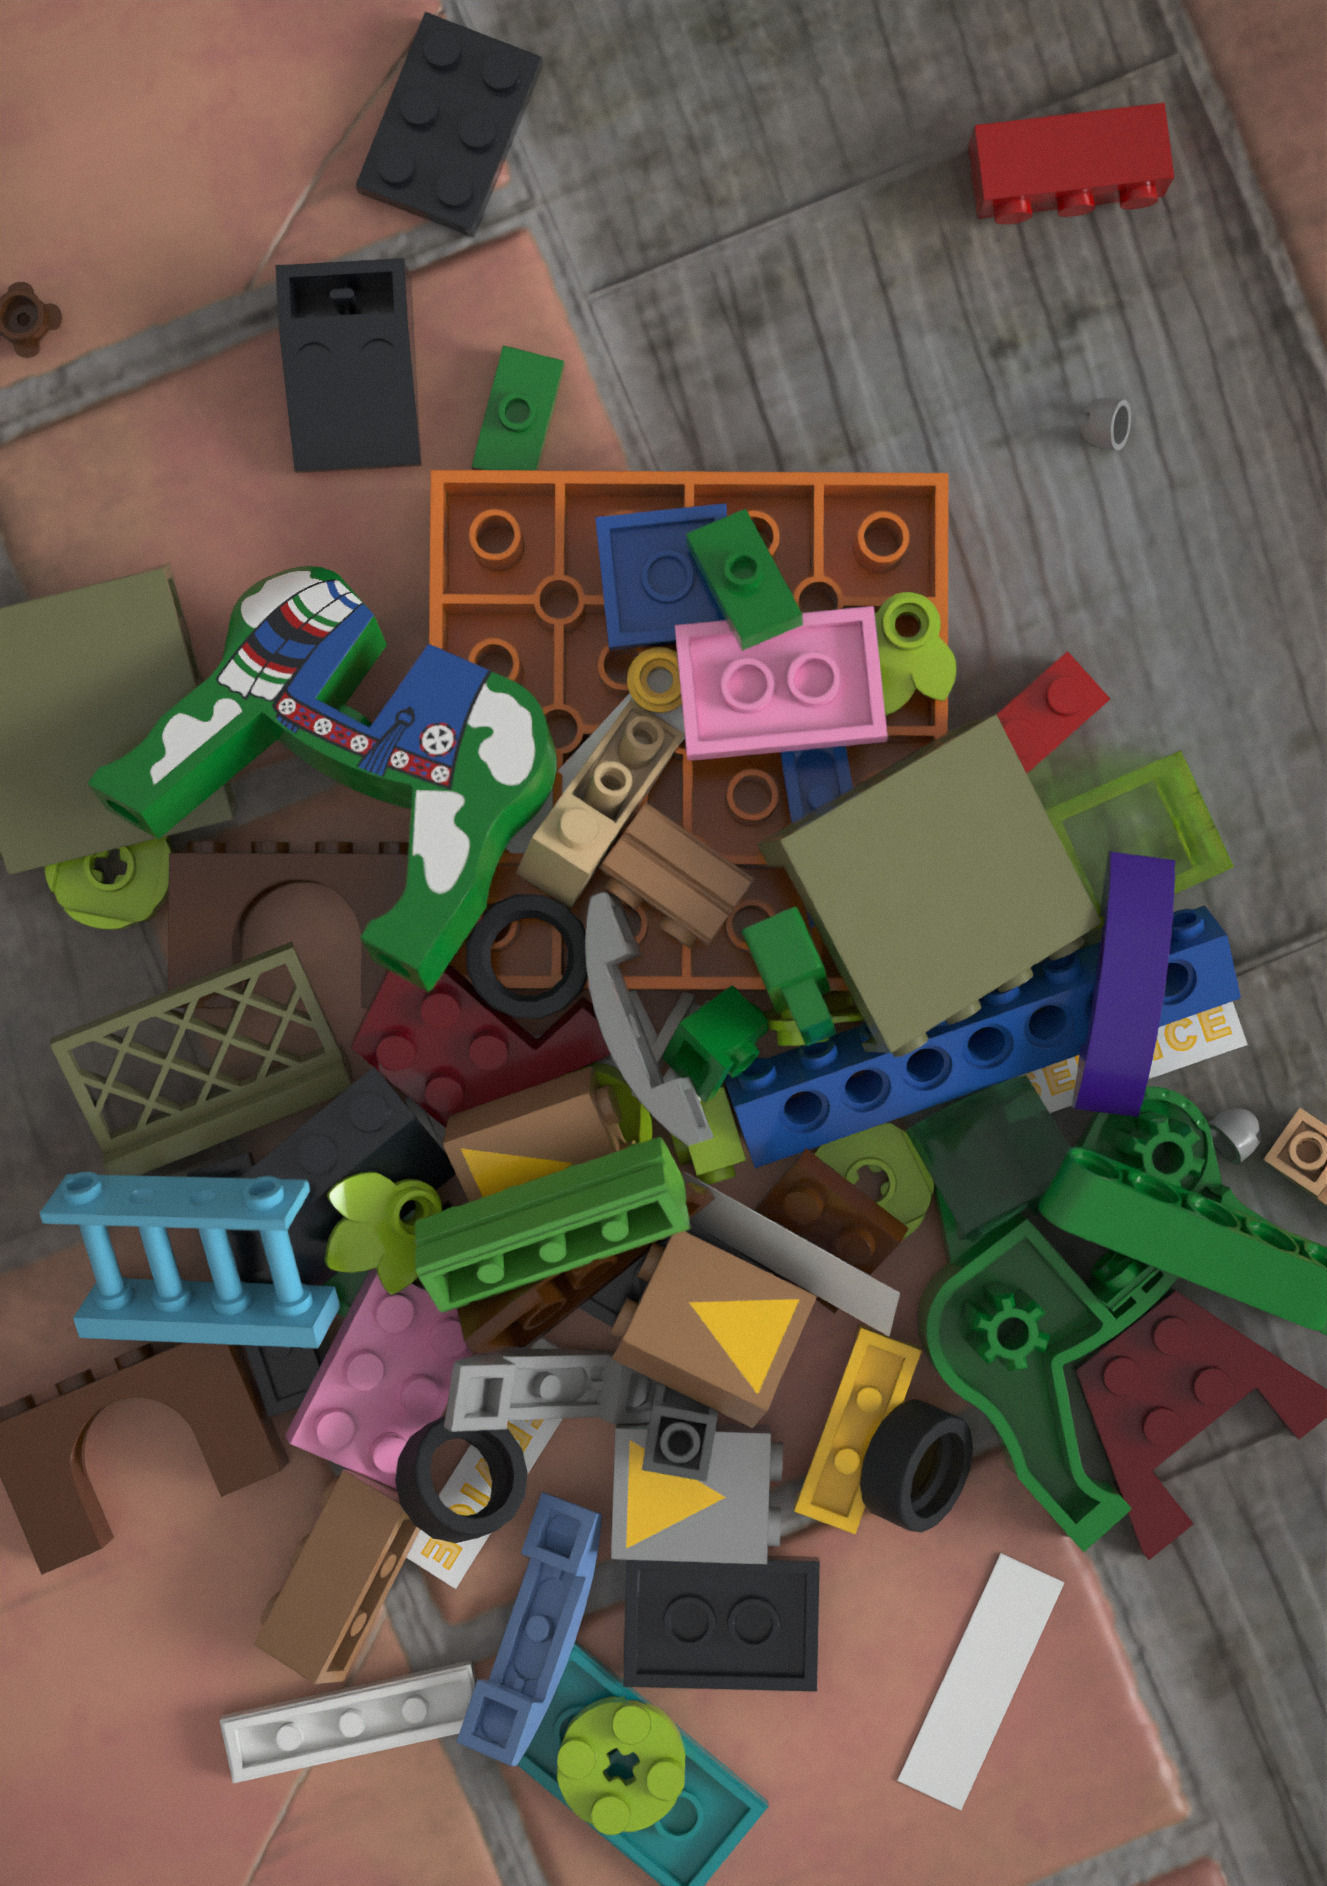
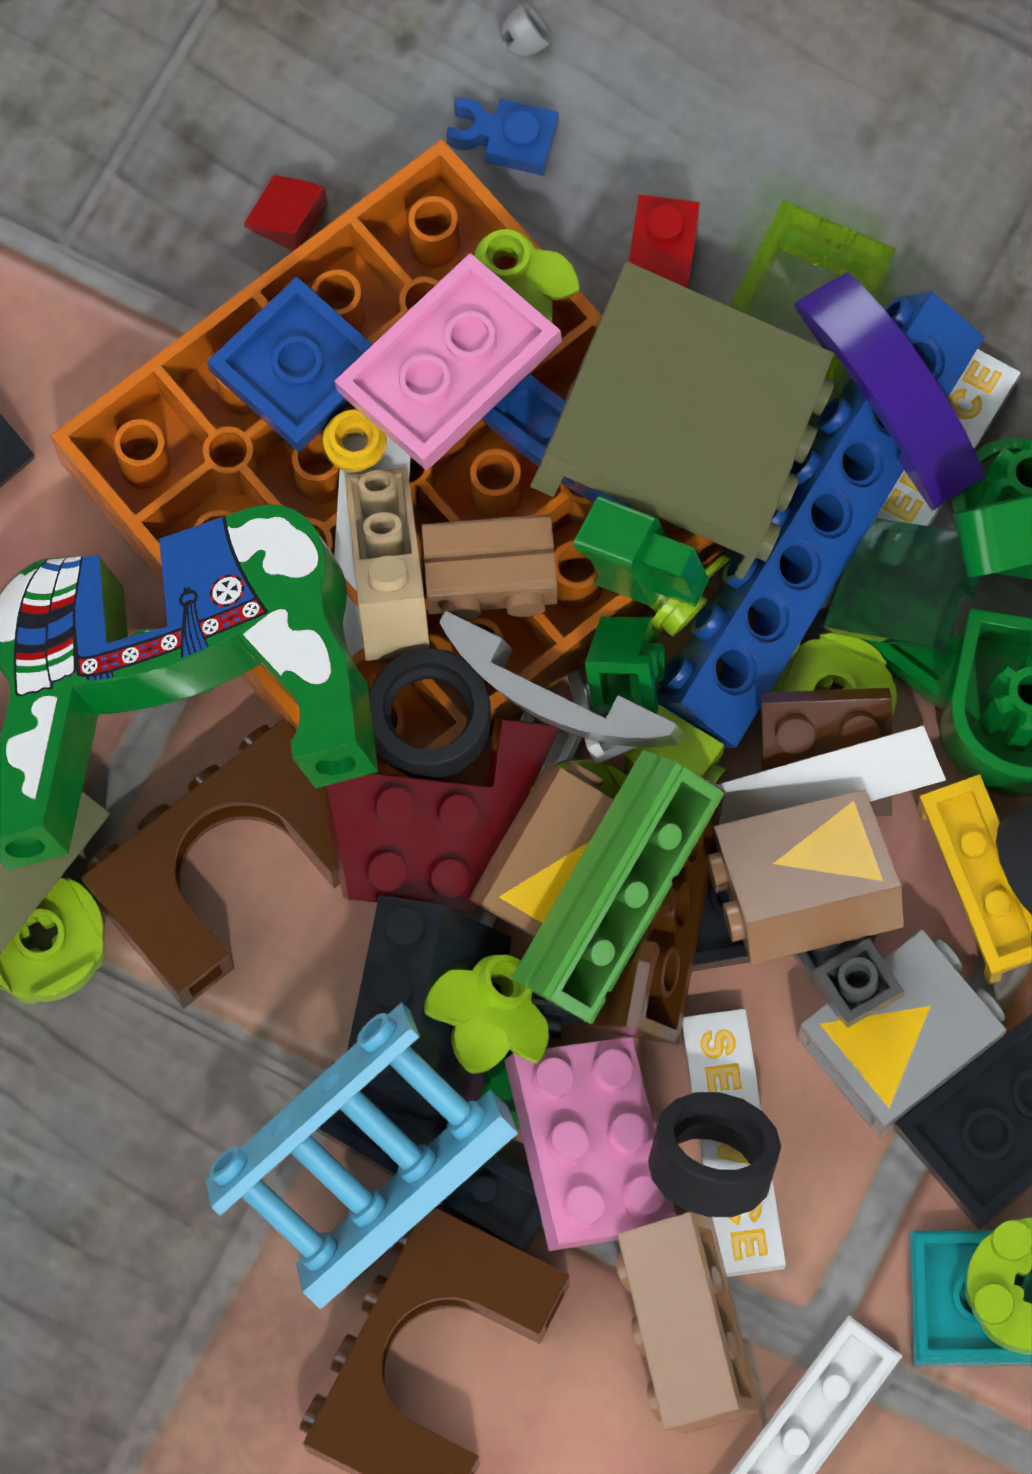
camera: 40 degrees left, 15 degrees down
(223, 1112) = (292, 1036): olive fence -> none
(518, 411) = (74, 355): green plate -> none
(539, 1633) = (876, 1233): medium blue slope -> none
(545, 1385) = (729, 1028): light grey slope -> none
(744, 579) = (358, 308): green plate -> none
(786, 419) = (287, 211): none -> red slope
(1023, 505) = (513, 137): none -> blue plate

